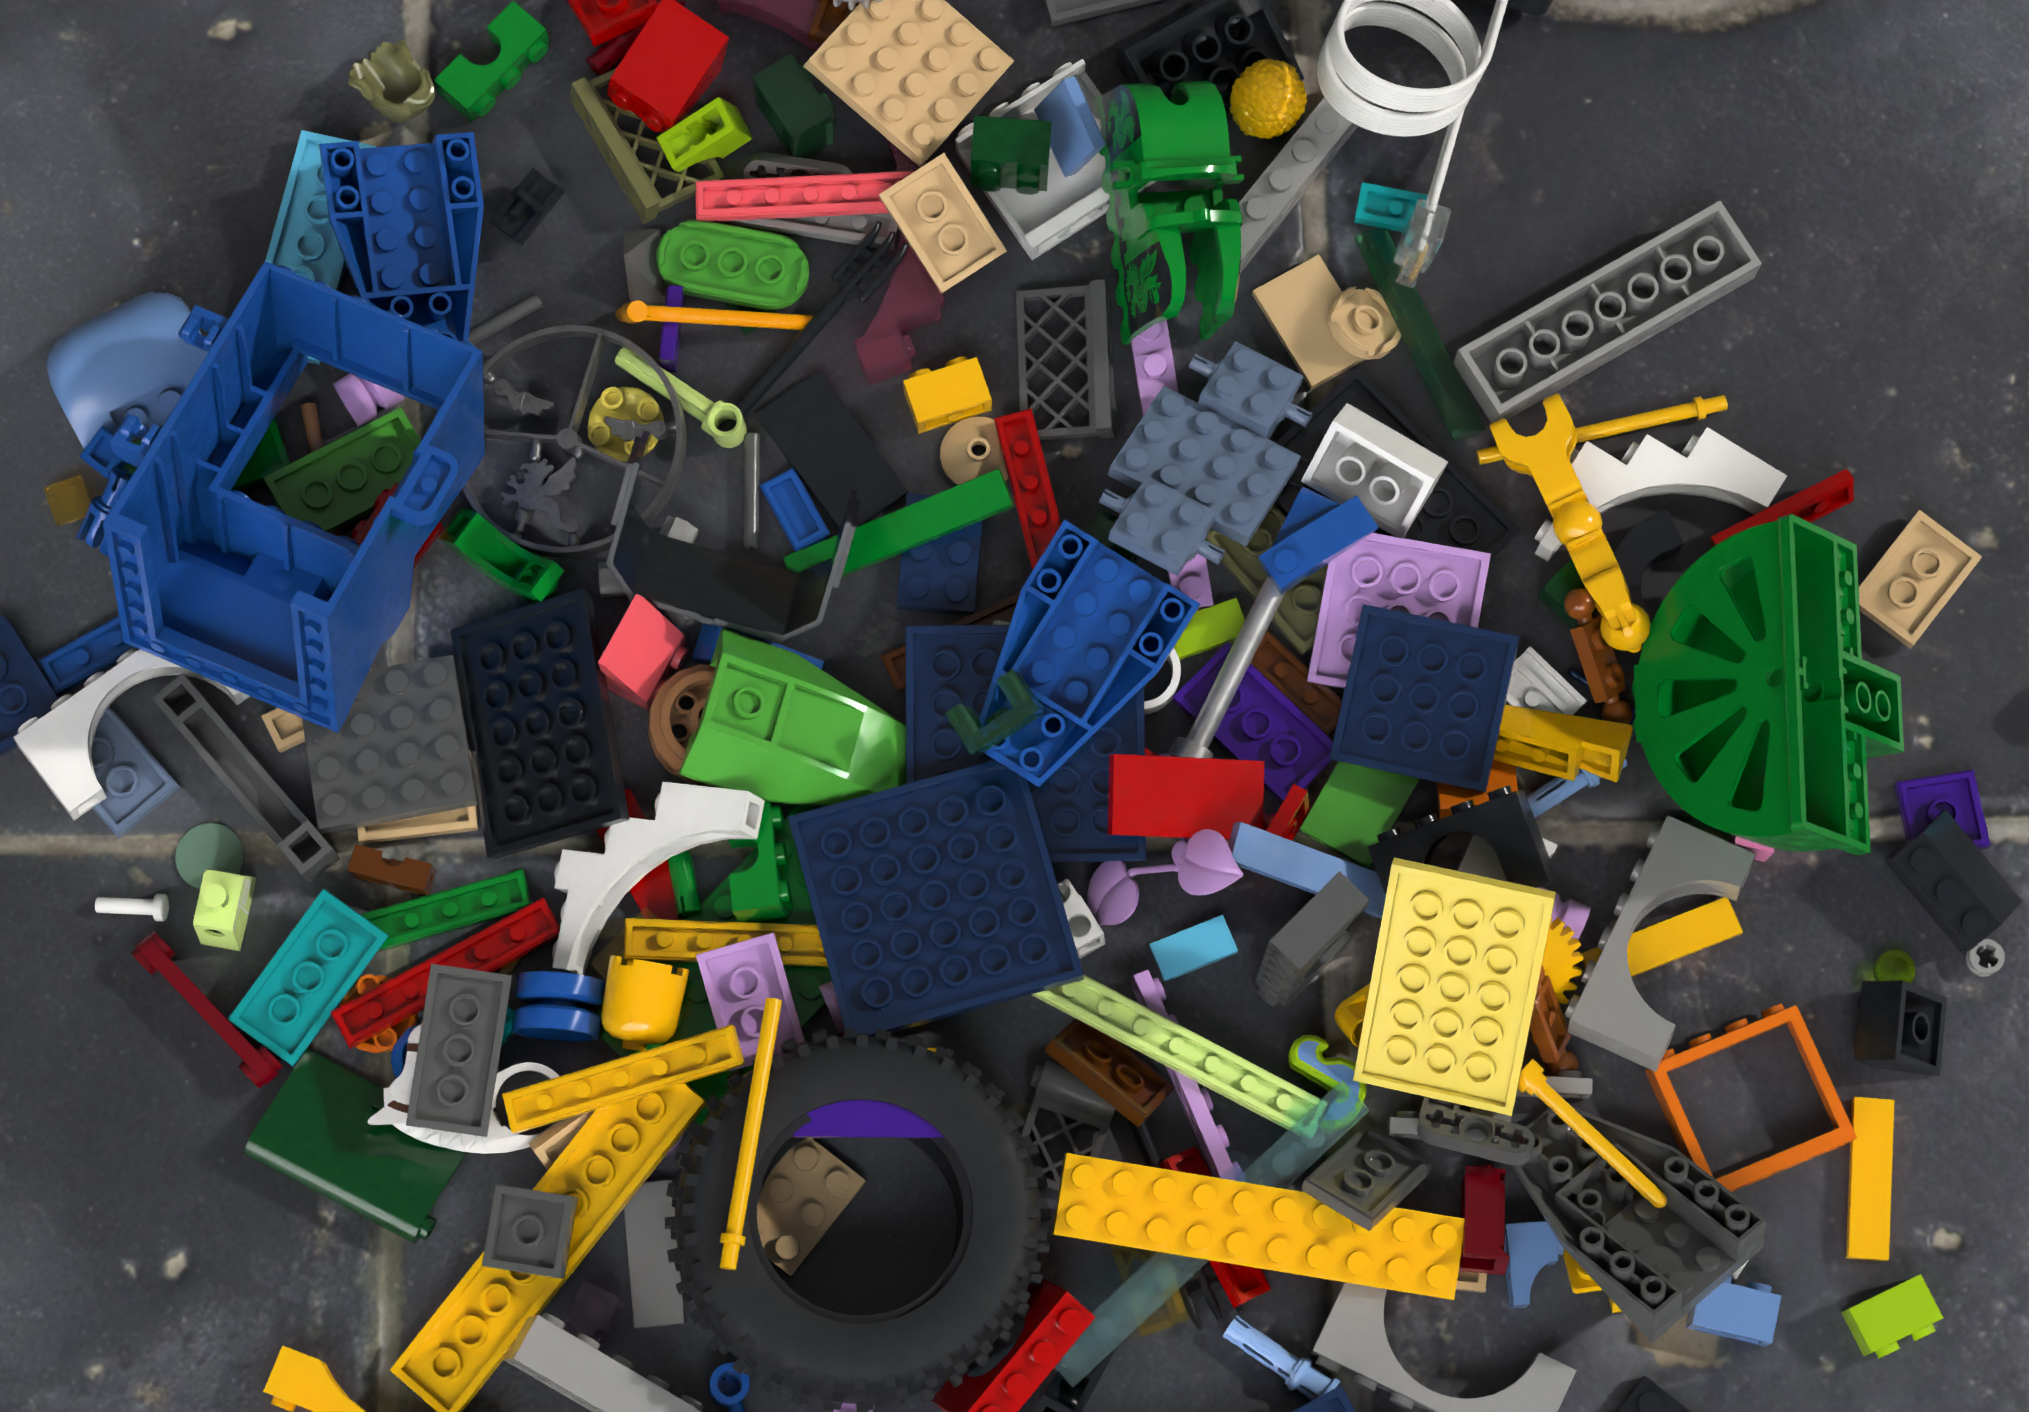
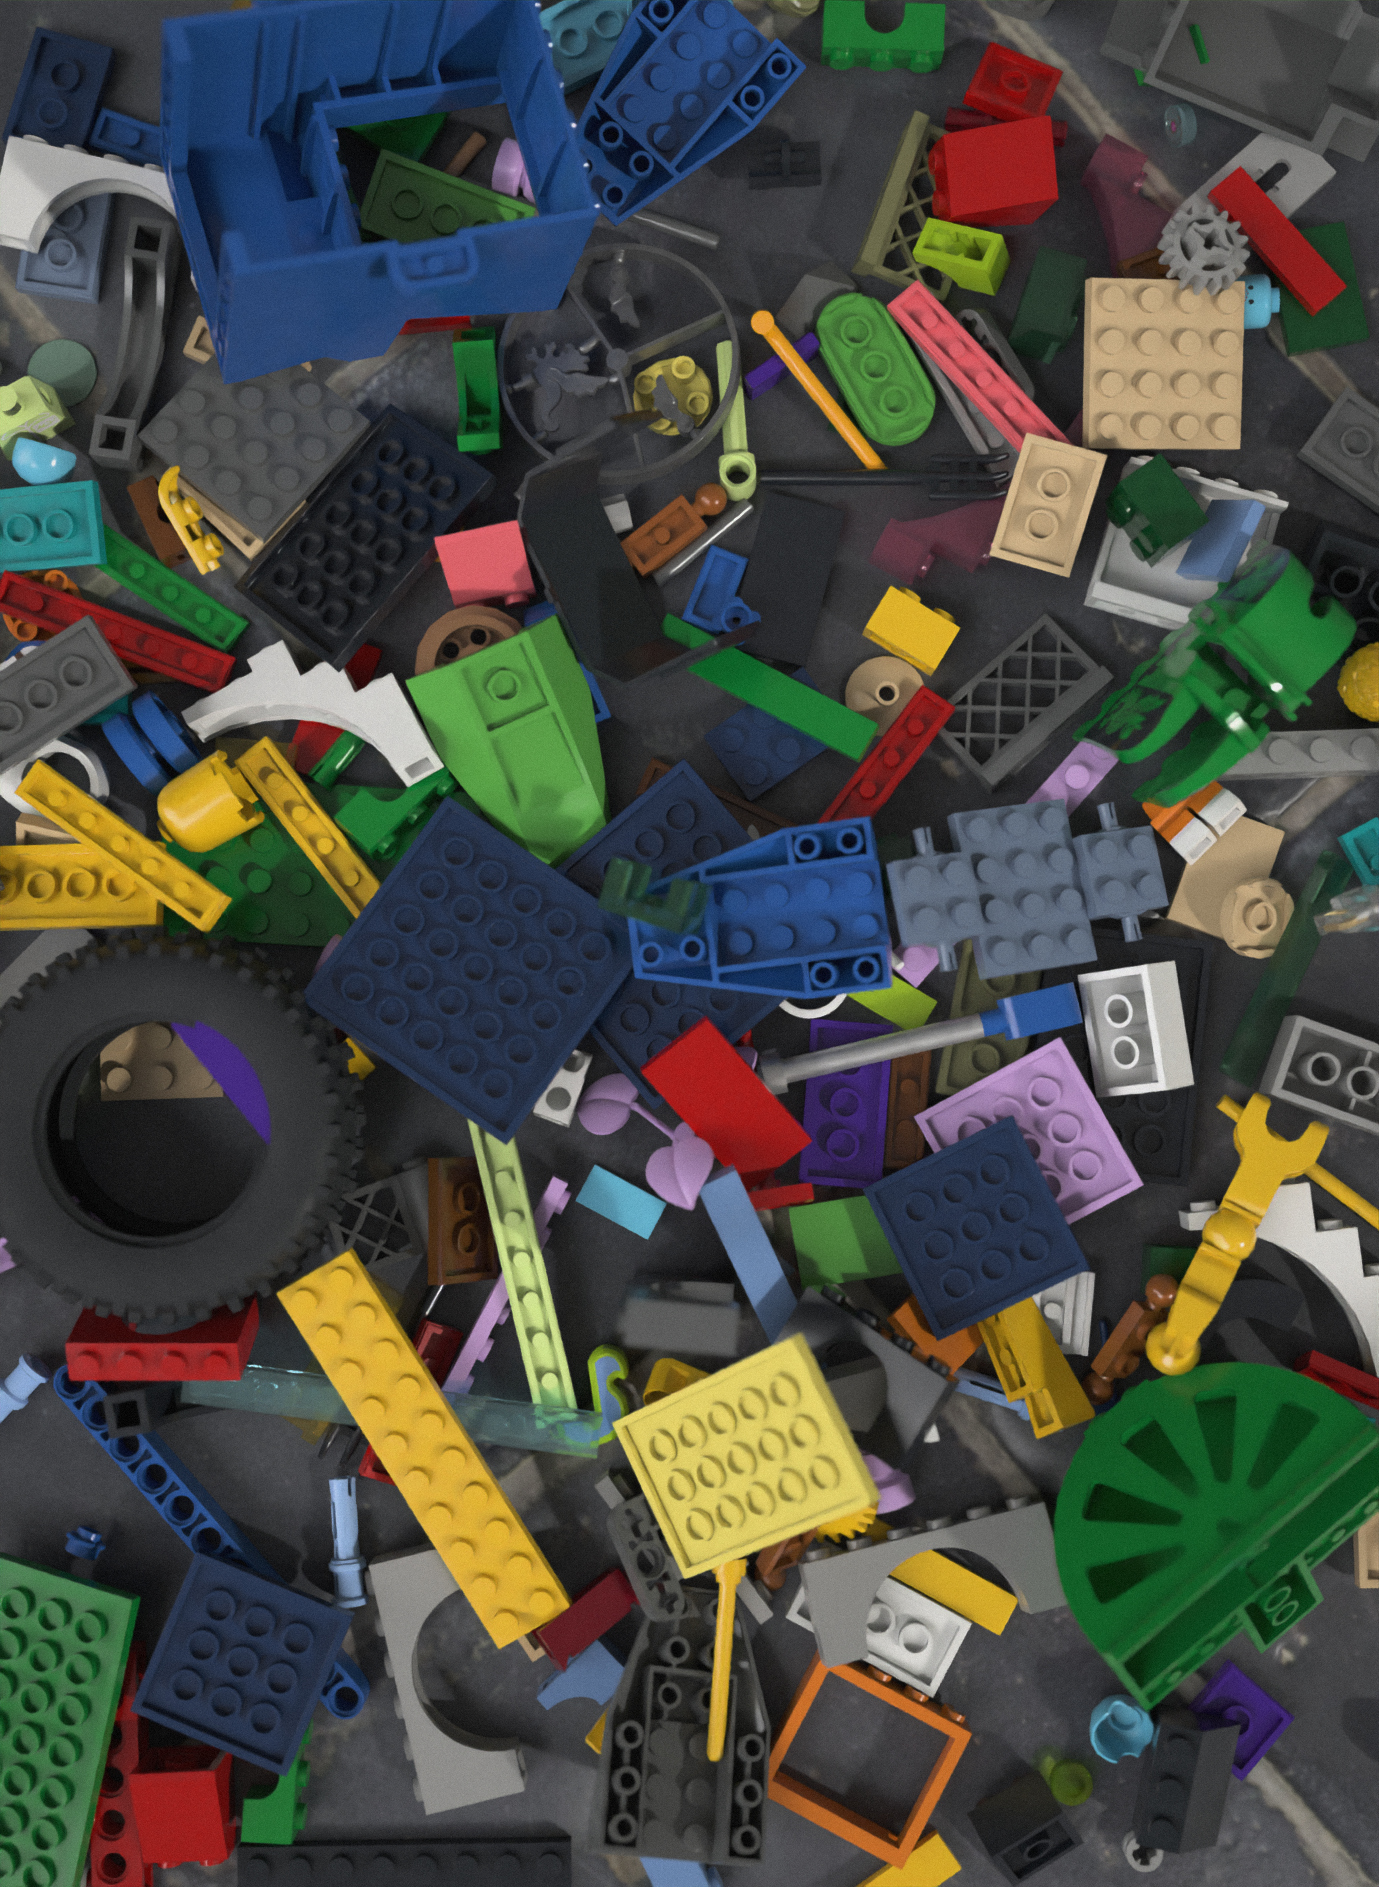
camera: 55 degrees right, 10 degrees up
(272, 920) = (42, 463): none -> medium azure hair
(405, 845) = (186, 514): none -> yellow piece
(724, 502) = (672, 529): none -> dark orange plate
(733, 1238) = (36, 1048): yellow bar -> none
(737, 985) = (280, 890): lavender plate -> none
(824, 504) = (733, 609): none -> blue plate
(1262, 322) = (1188, 834): none -> hips
(1317, 544) = (1032, 1037): blue slope -> none
(1367, 1177) = (539, 1500): dark grey tile -> none
(1688, 992) = (904, 1632): none -> white plate
(1880, 896) = (1120, 1727): none -> medium azure hair

